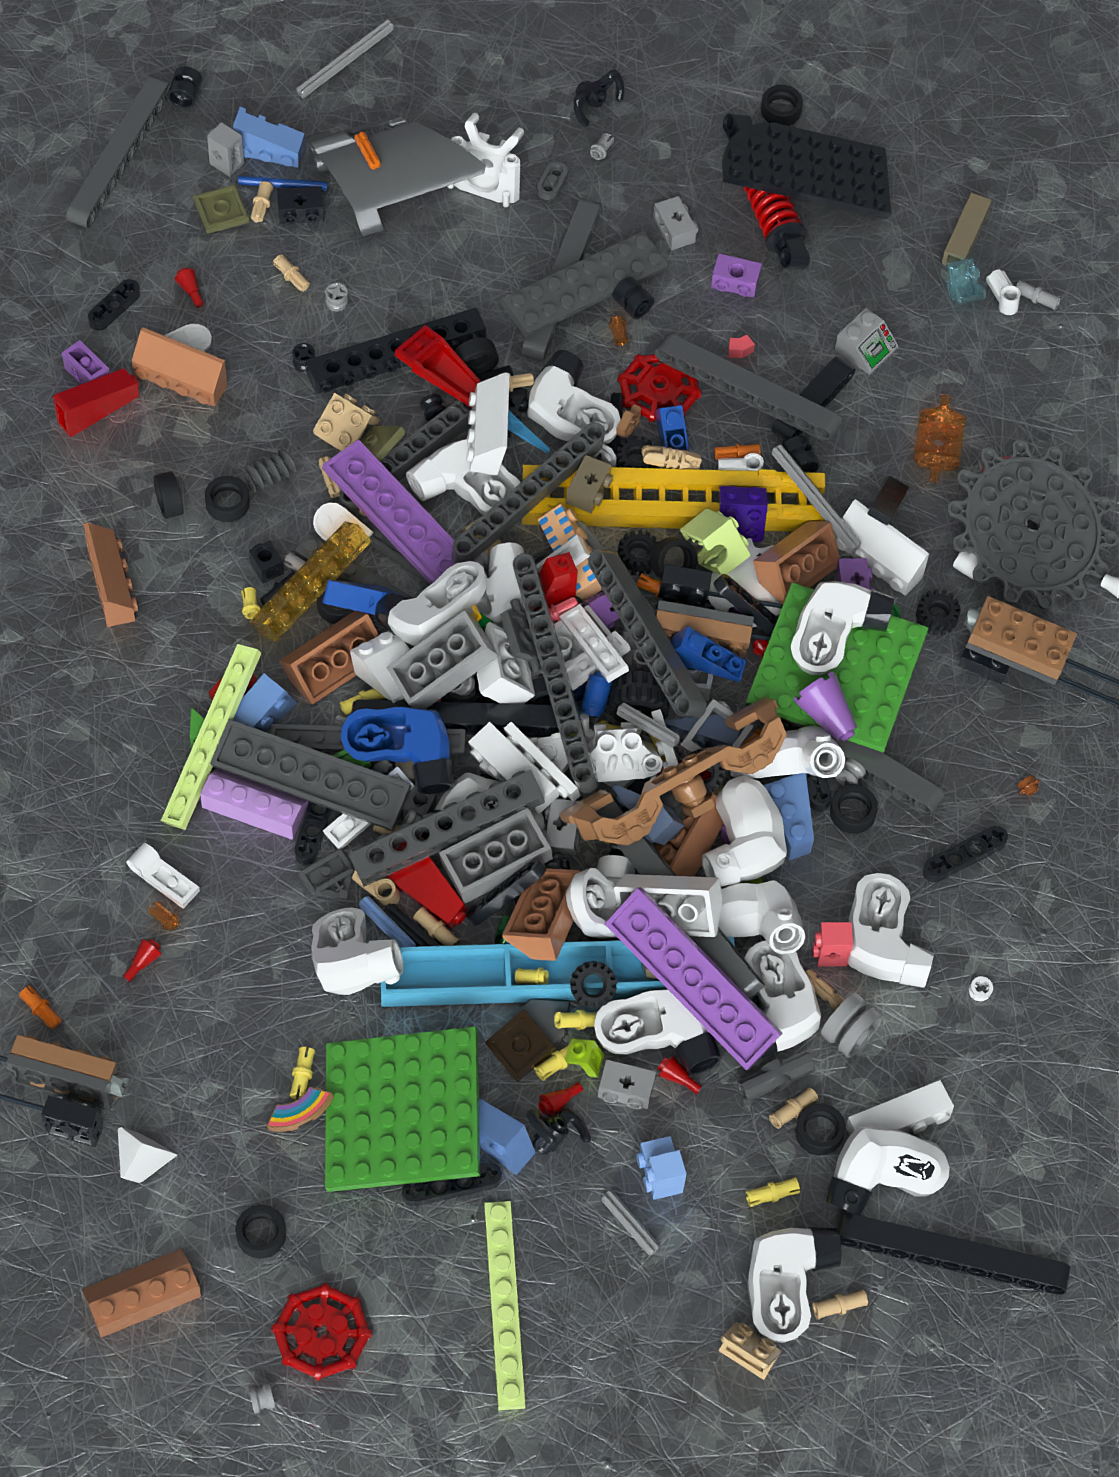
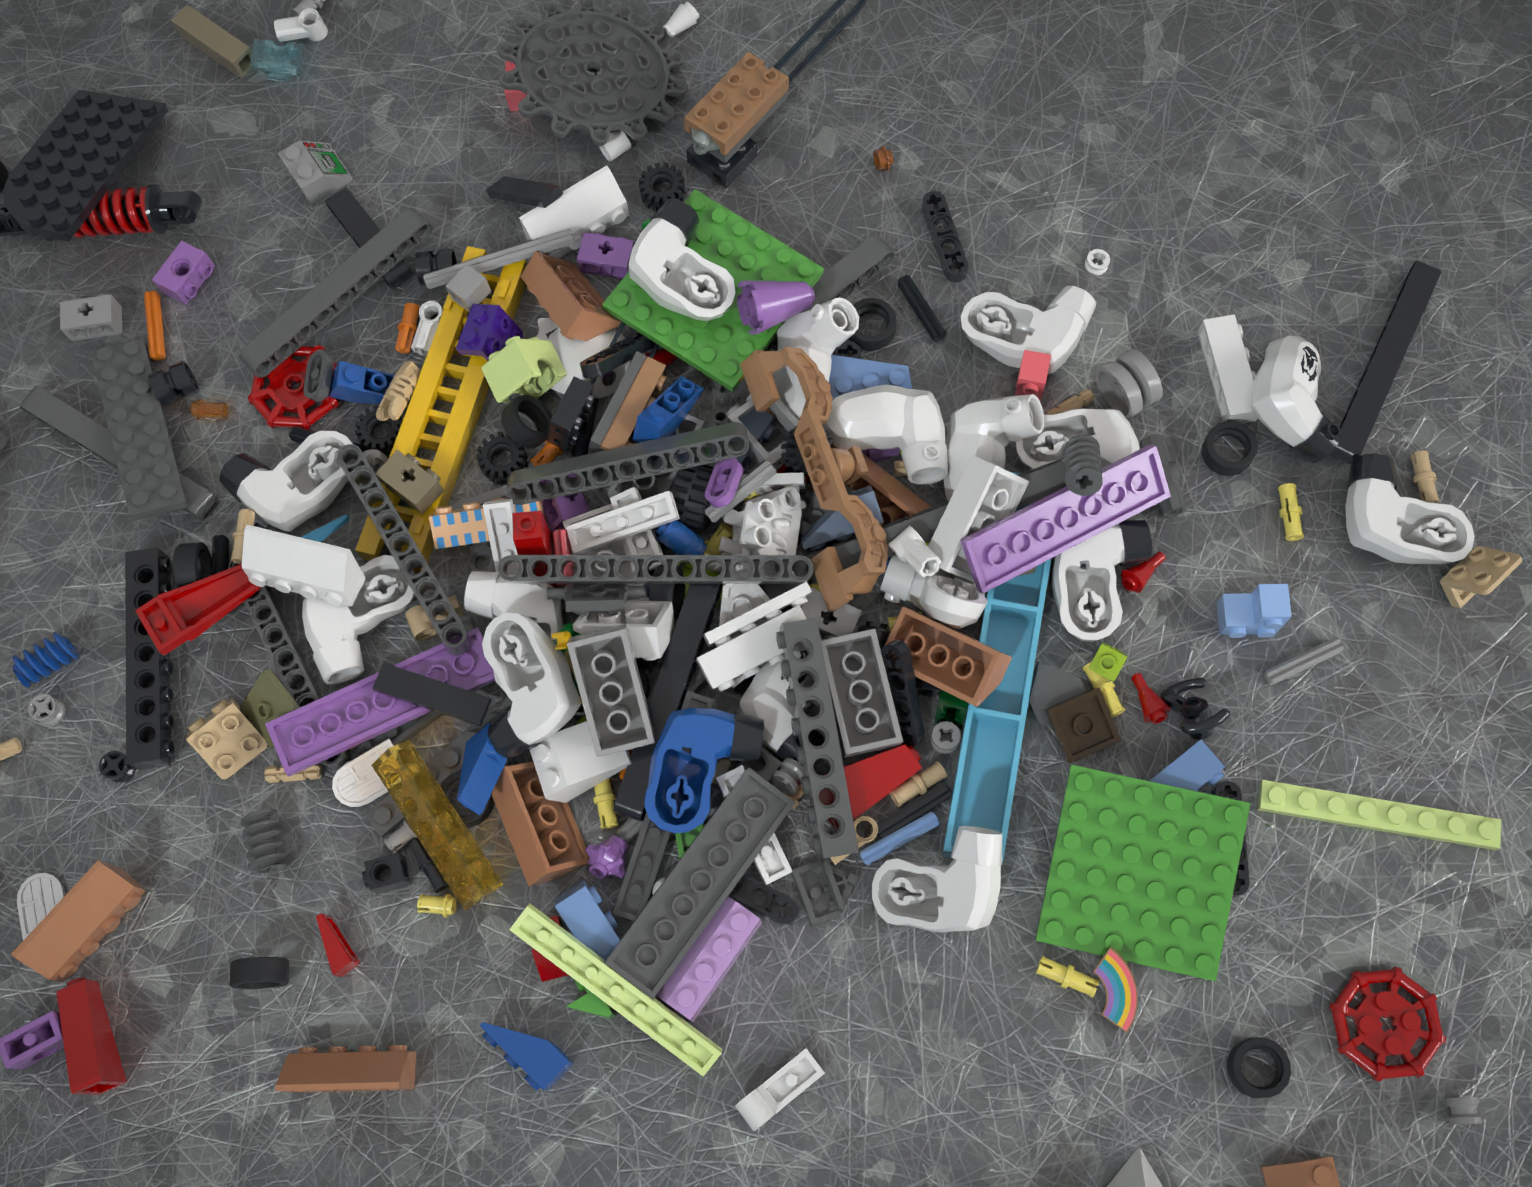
camera: 65 degrees left, 10 degrees up
(146, 954) = (877, 1131): red cone -> none
(148, 701) = (536, 1056): none -> blue slope
(164, 916) = (832, 1099): clear orange pin -> none
(198, 544) = (338, 951): none -> red slope
(227, 483) = (268, 887): black tyre -> none
(315, 710) = (608, 857): none -> medium lavender rock
(374, 281) = (44, 659): none -> blue piece
(413, 548) = (432, 694): none -> black tile
(432, 406) = (241, 633): black wheel -> none
(482, 933) = (941, 742): none -> light grey wheel
(532, 976) = (1006, 692): light yellow pin -> none
(577, 1019) = (1064, 655): light yellow pin -> none
(604, 995) = (1029, 628): black tyre -> none
(618, 1075) = (1149, 610): light grey brick -> none
(628, 861) = (913, 550): none -> white piece
(629, 421) = (336, 422): medium nougat tile -> none
(649, 707) = (723, 482): none -> medium lavender plate
(668, 396) = (318, 375): none -> dark grey plate
(683, 270) = (154, 325): none -> orange axle
(736, 968) = (1083, 465): none -> dark grey piece
(740, 347) = (275, 293): coral piece -> none
(777, 480) = (468, 288): none -> light grey panel
(793, 1108) = (1201, 468): tan pin -> none
(884, 848) = (921, 308): none -> black axle
(944, 425) = (443, 122): clear orange plate -> none

